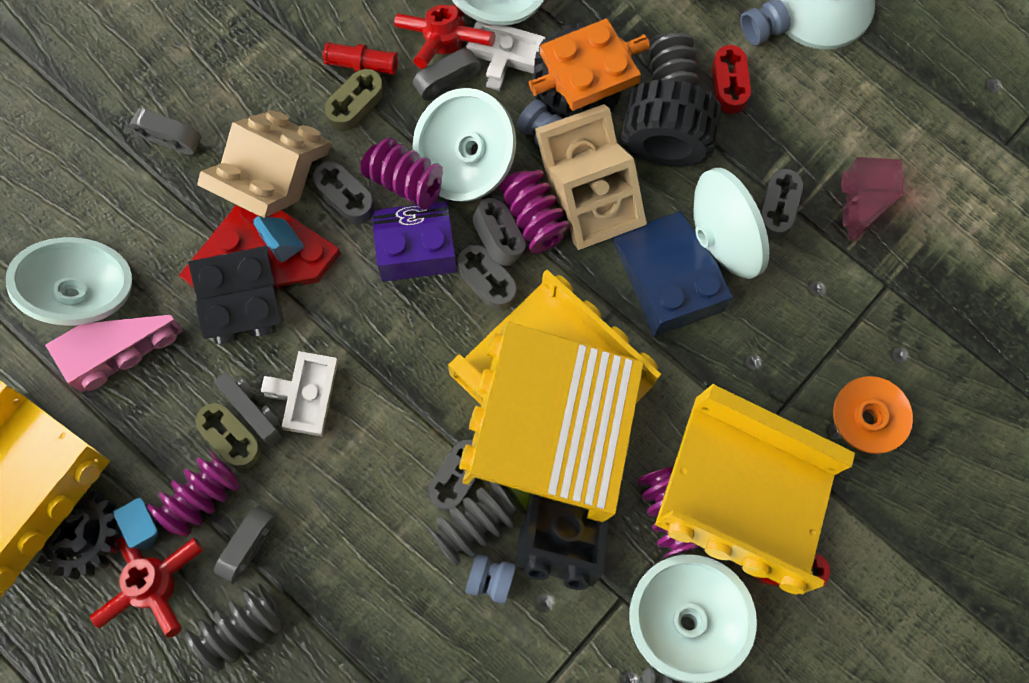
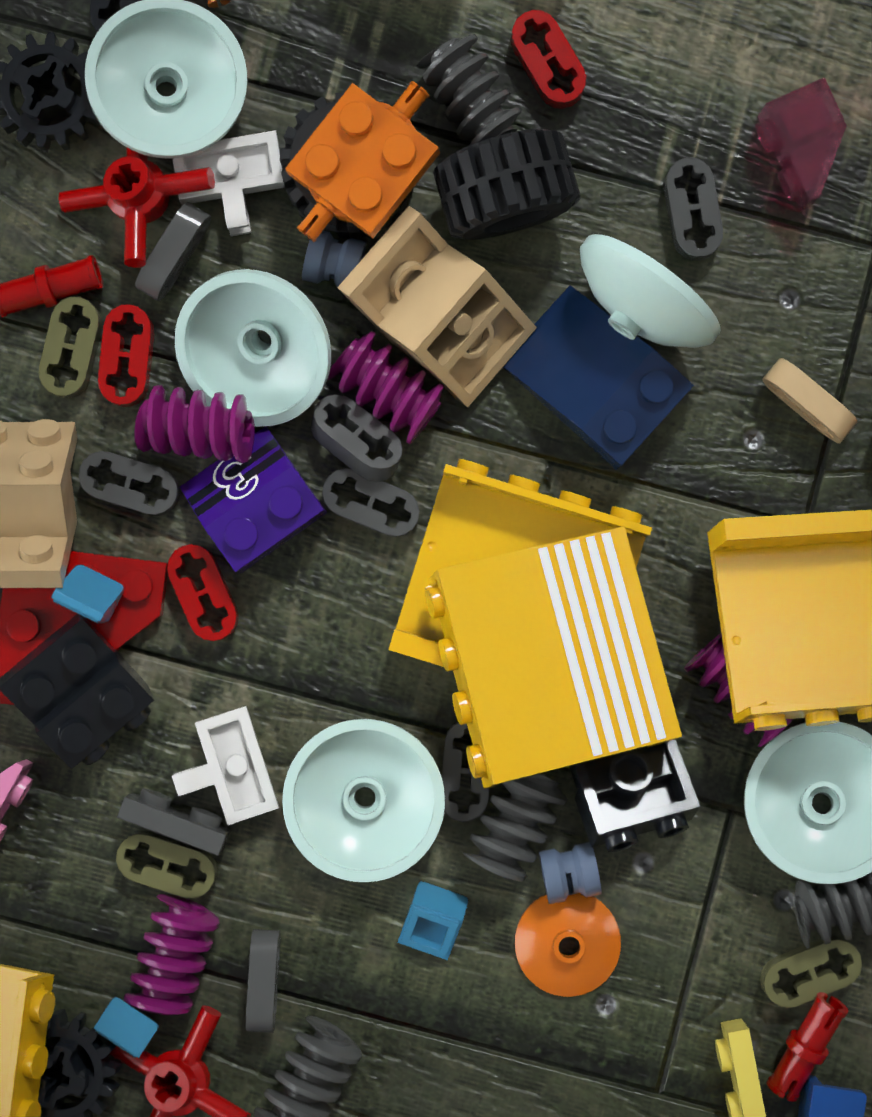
camera: 20 degrees left, 15 degrees up
(359, 279) = (191, 598): none -> red beam
(362, 432) = (356, 839): none -> light aqua dish
(379, 114) = (113, 354): none -> red beam
(381, 566) = (433, 920): none -> dark azure slope
(480, 647) = (545, 926): none -> orange dish
(803, 351) = (810, 400): none -> tan beam

